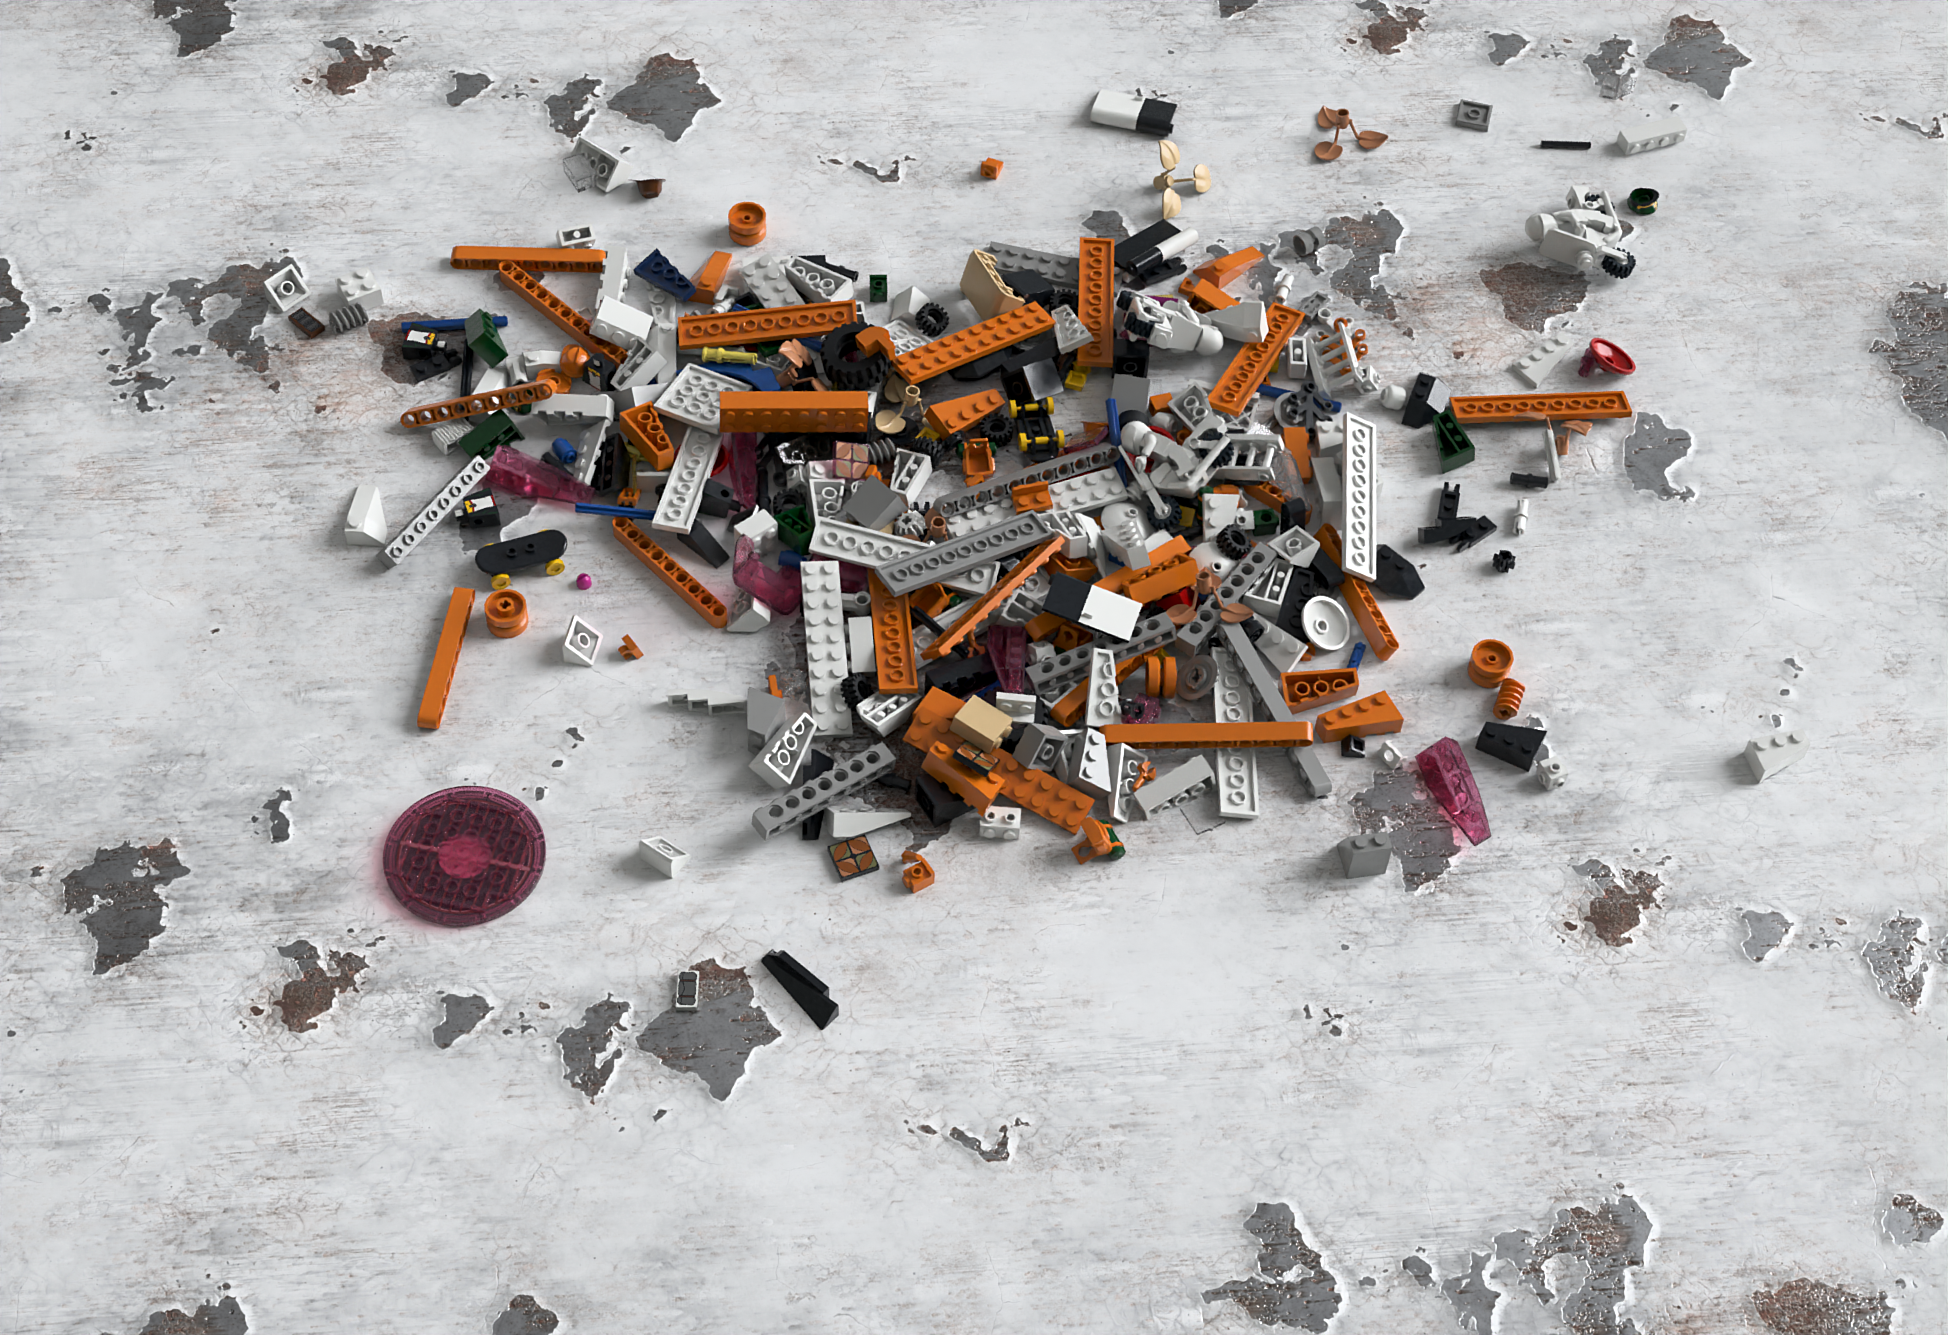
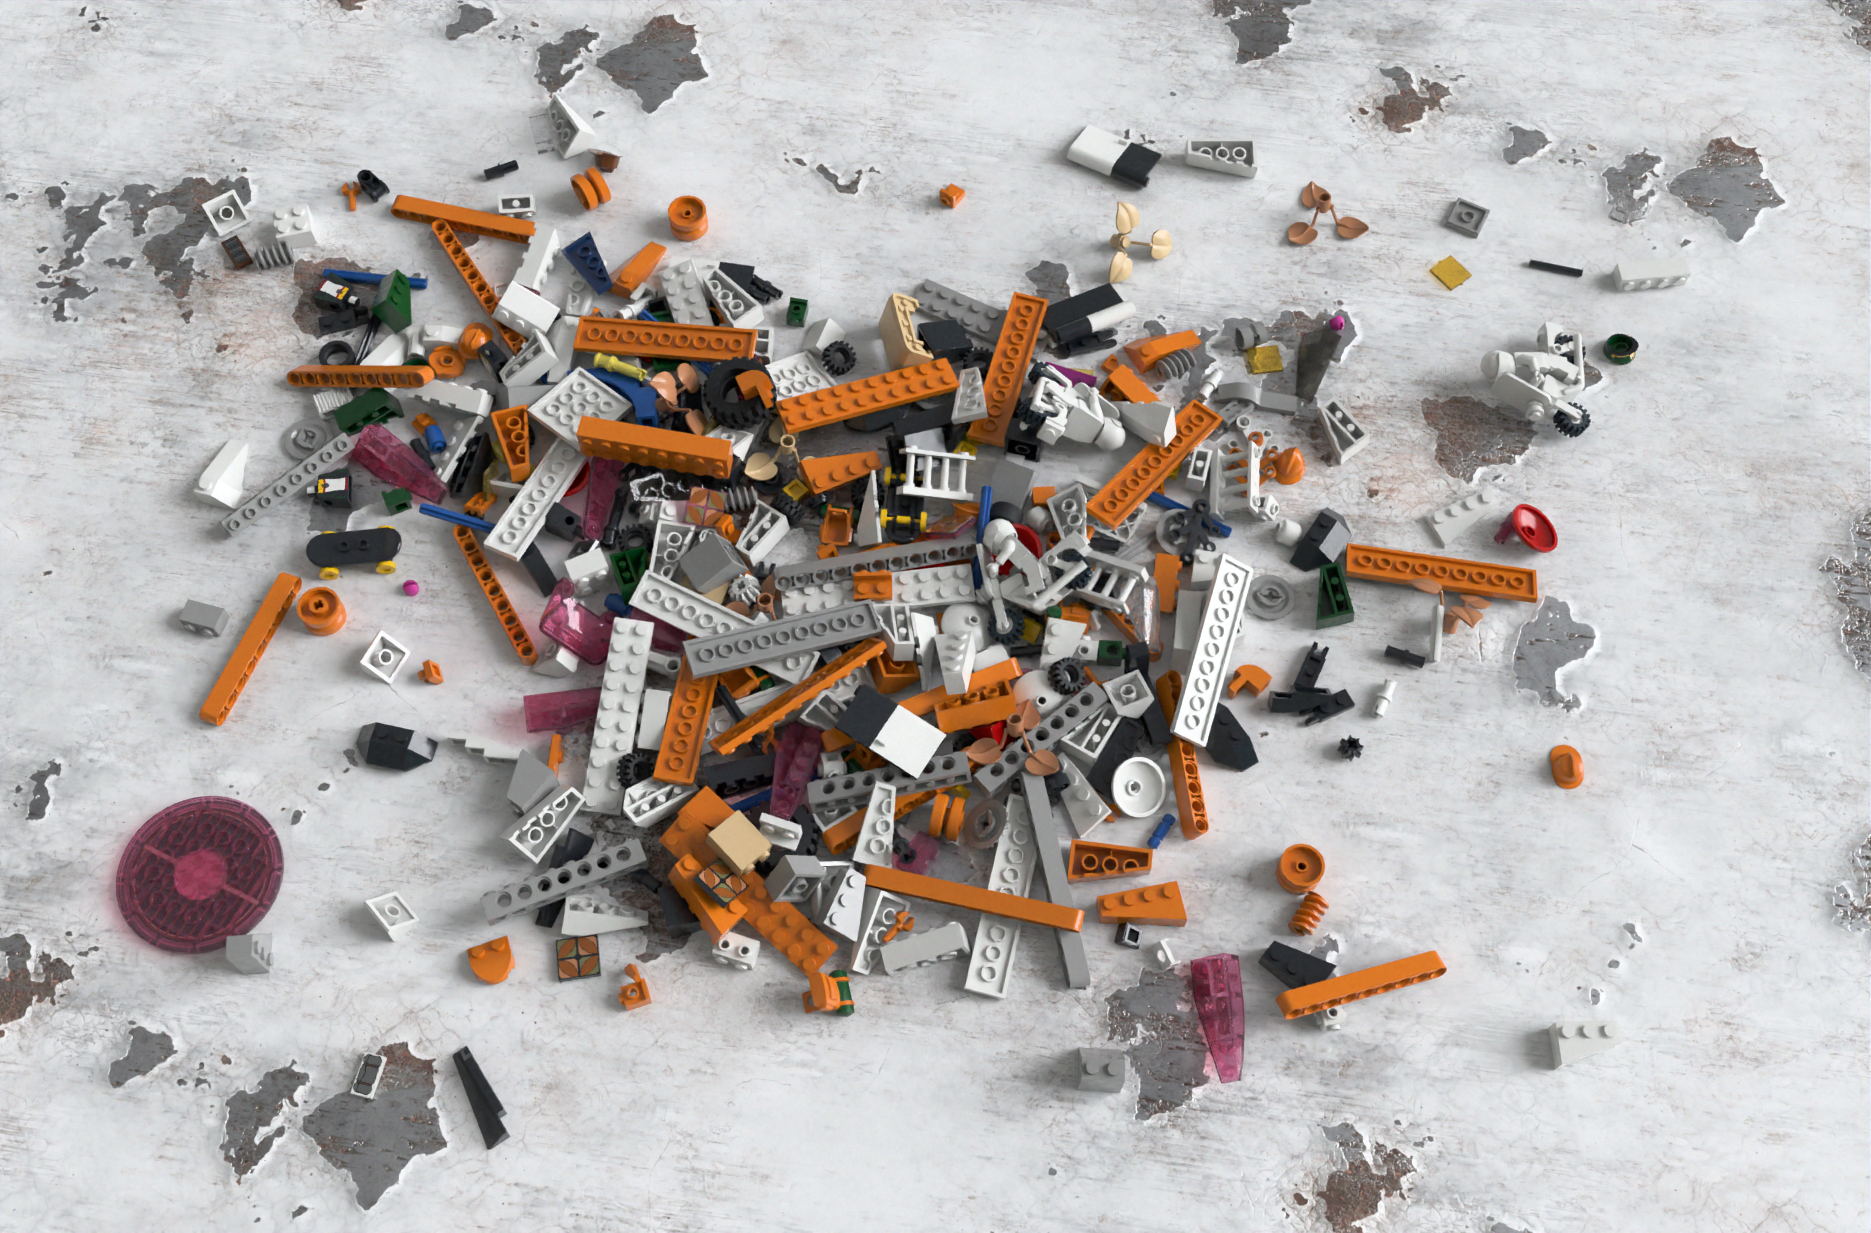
camera: 15 degrees right, 10 degrees up
(390, 640) = (204, 618): none -> light grey brick
(404, 255) = (351, 194): none -> orange bar
(423, 243) = (372, 185): none -> black piece
(439, 462) = (296, 437): none -> light grey gear
(440, 387) = (333, 347): none -> black tyre
(544, 904) = (250, 952): none -> light grey wedge
(545, 440) = (421, 422): none -> orange tile
(545, 509) = (397, 500): none -> dark green brick
(546, 211) = (502, 169): none -> black axle
(616, 714) = (395, 747): none -> black wedge
(644, 211) = (590, 188): none -> orange wheel
(768, 653) = (561, 709): none -> clear pink wedge
(772, 874) = (492, 960): none -> orange slope
(1010, 451) = (869, 528): none -> white wedge
(1053, 414) = (926, 489): none -> white fence
(1236, 95) = (1225, 155): none -> white wedge
(1247, 276) = (1174, 363): none -> light grey piece
(1326, 261) = (1264, 360): none -> clear yellow piece
(1337, 294) = (1262, 400): none -> light grey piece
(1372, 252) = (1314, 358): none -> clear smoke wedge
(1378, 343) = (1289, 466): none -> orange piece
(1383, 219) = (1337, 323): none -> dark pink hinge
(1398, 521) = (1248, 677): none -> orange brick
(1401, 447) = (1281, 592): none -> light grey gear
(1416, 305) = (1342, 430): none -> white wedge
(1472, 163) = (1450, 273): none -> clear yellow piece
(1573, 741) = (1360, 984): none -> orange beam
(1698, 544) = (1567, 766): none -> orange piece

